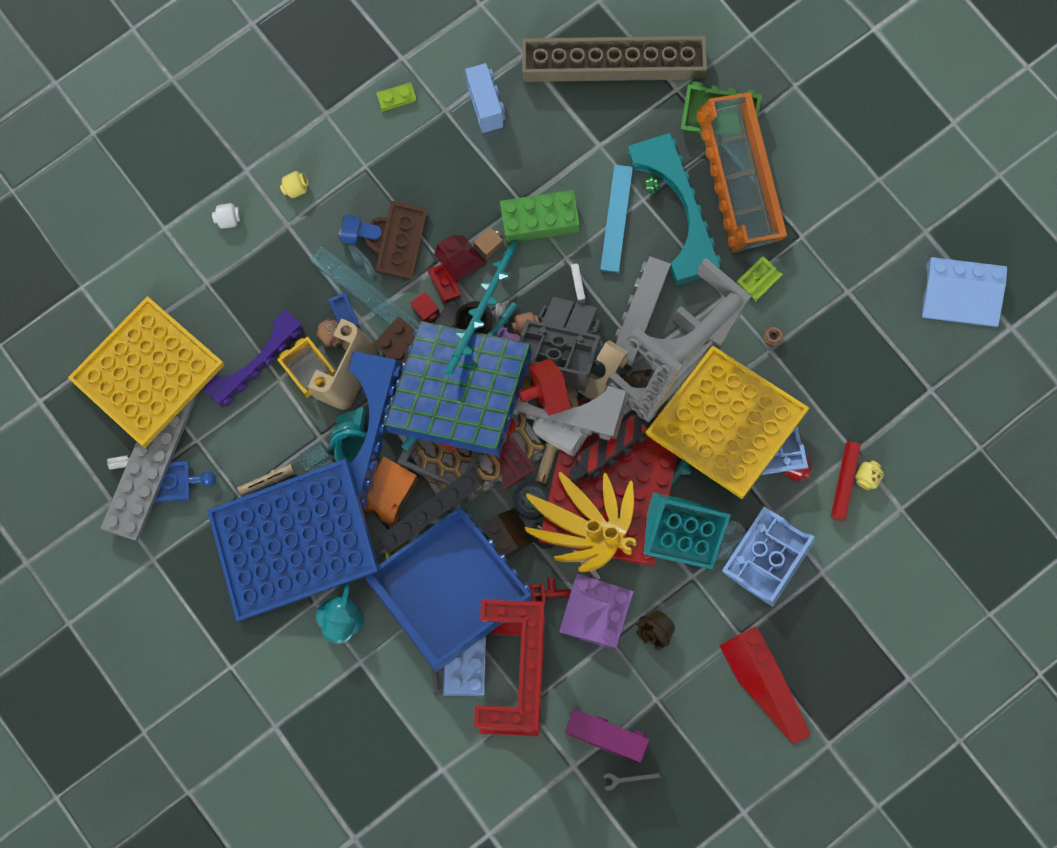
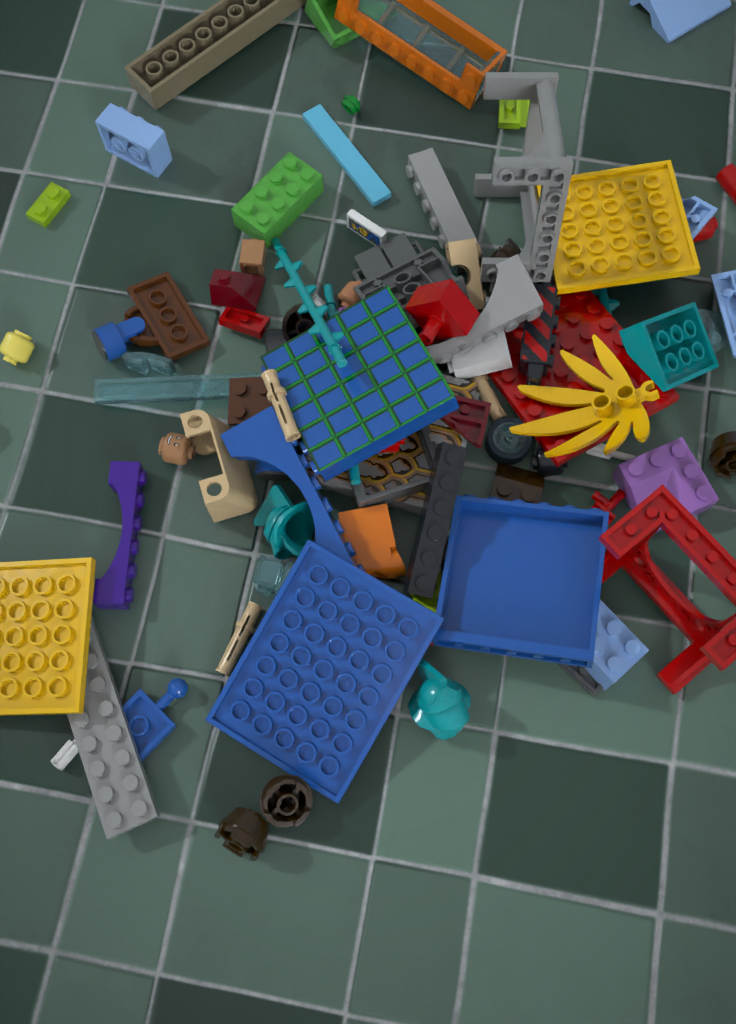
camera: 45 degrees left, 5 degrees down
(173, 590) = (244, 832): none -> dark brown cone
(209, 593) = (286, 801): none -> dark brown cone
(302, 363) = (178, 498): window -> none
(343, 309) = (165, 420): blue tile -> none
(403, 357) = (277, 395): none -> tan pin
(425, 308) = (246, 356): red brick -> none
(661, 159) = (443, 125): teal arch -> none
(777, 332) = (572, 142): medium nougat plate -> none

